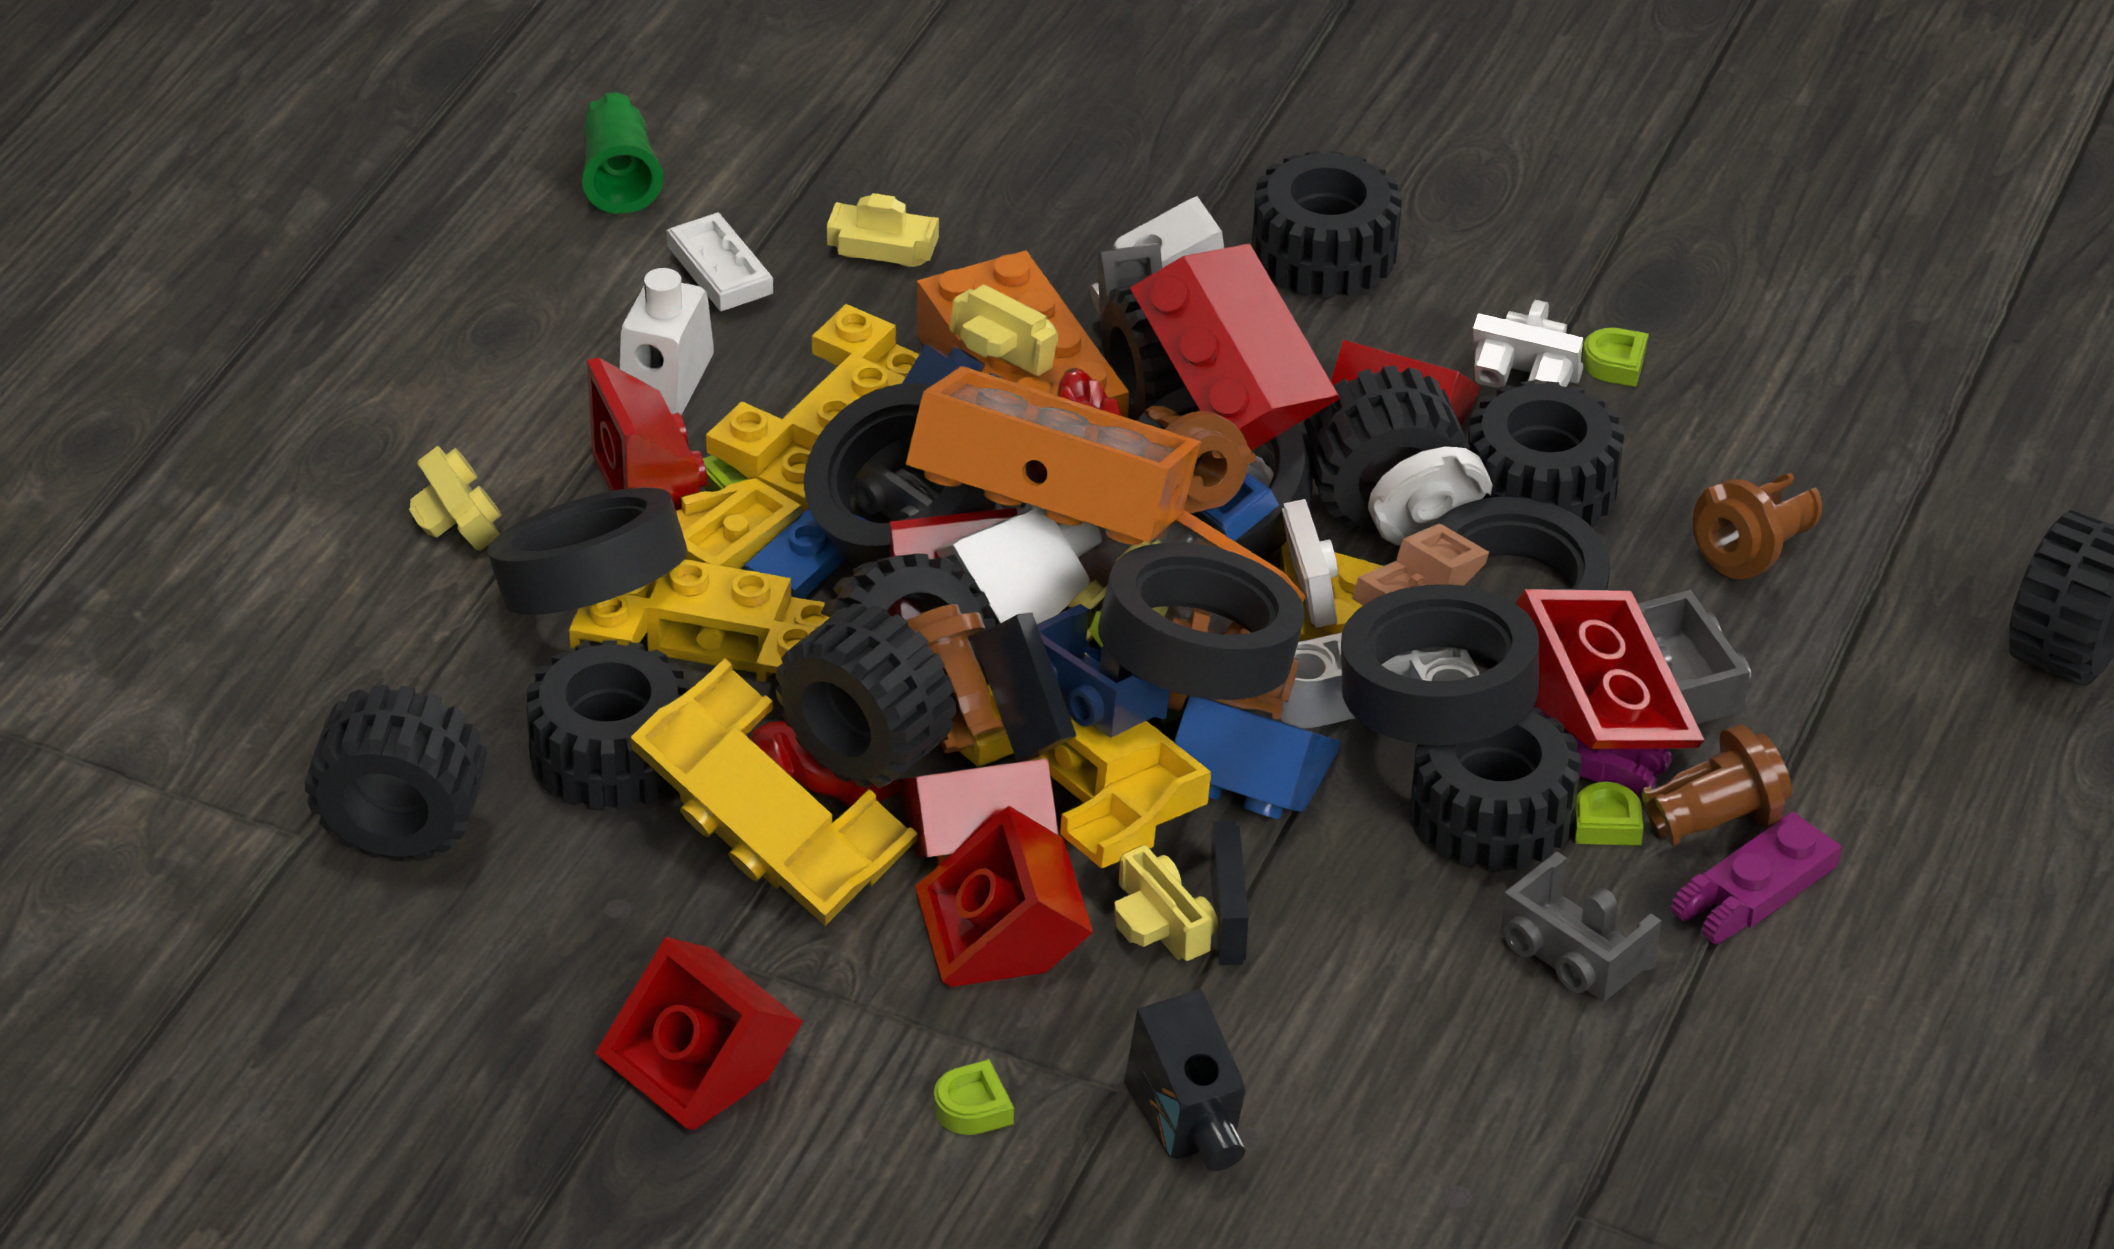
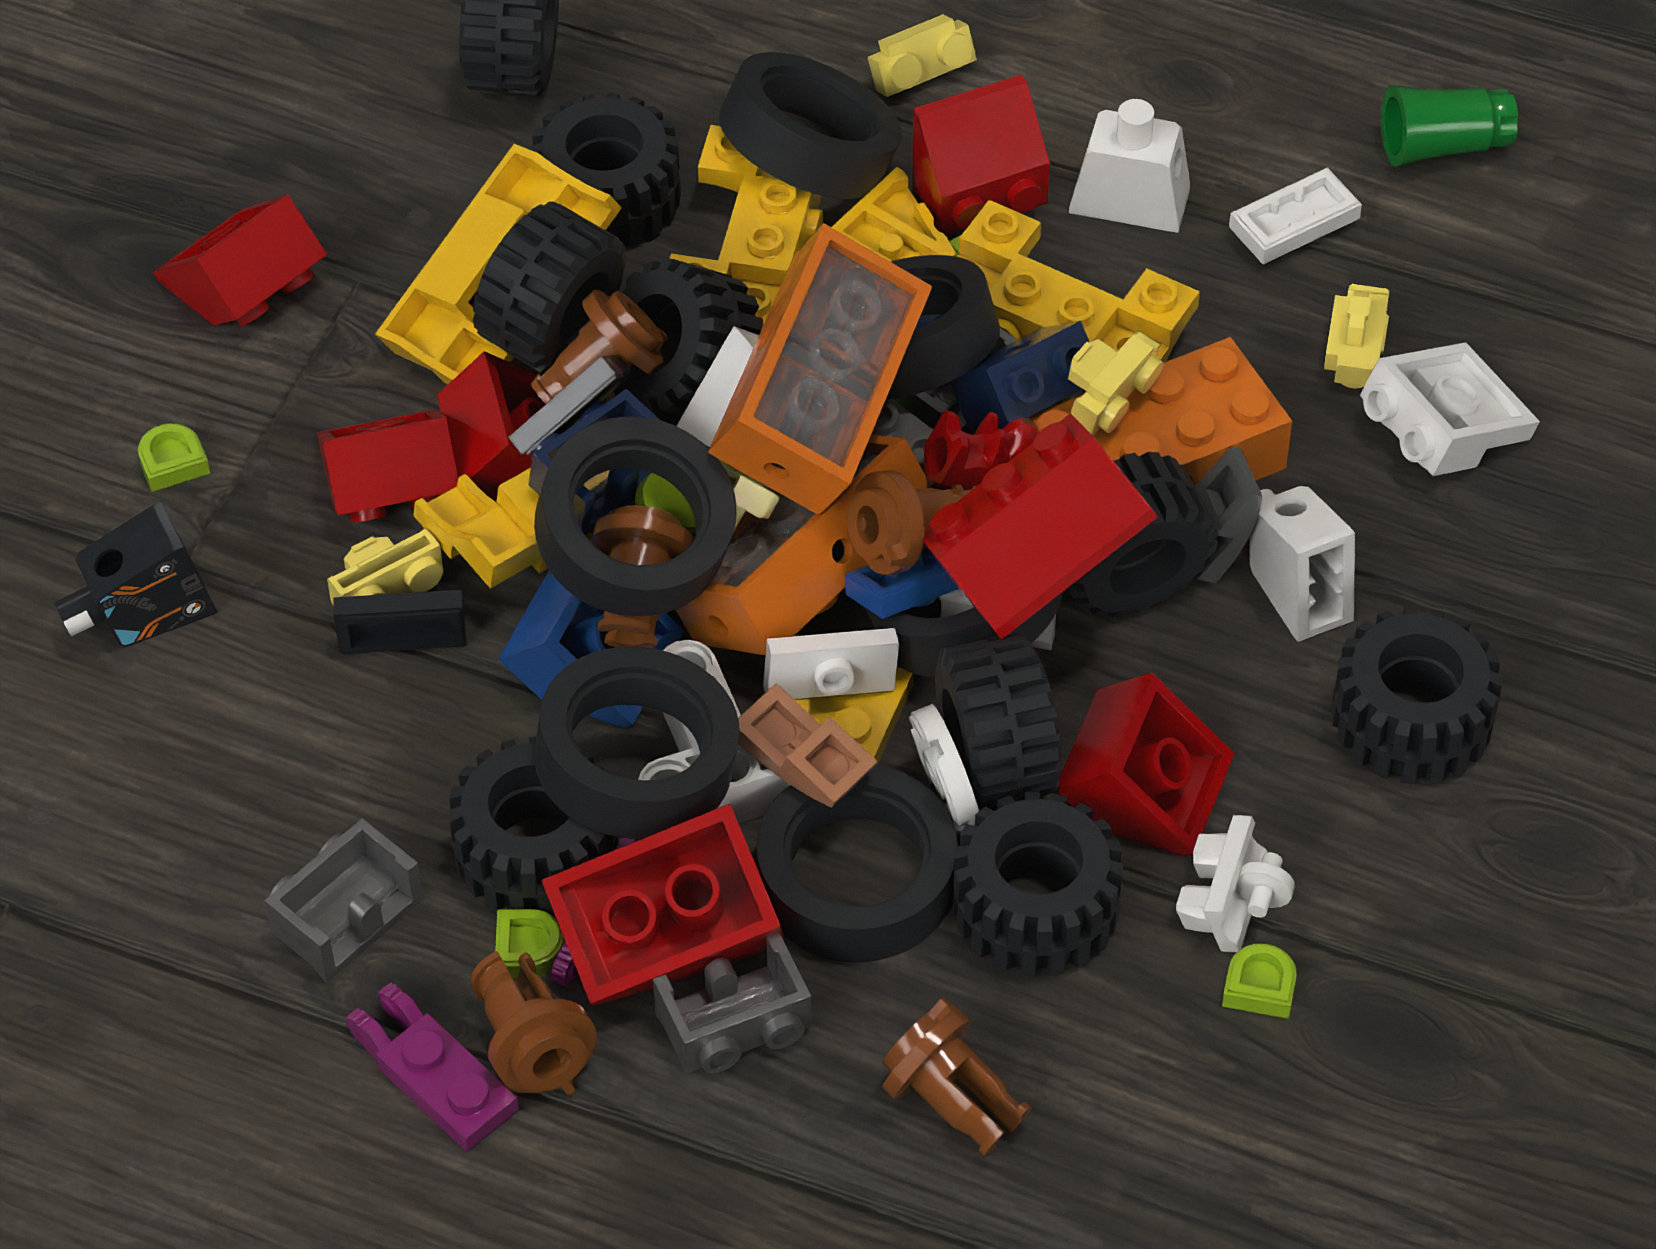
camera: 90 degrees right, 10 degrees up
(985, 184) = (1445, 407): none -> white plate

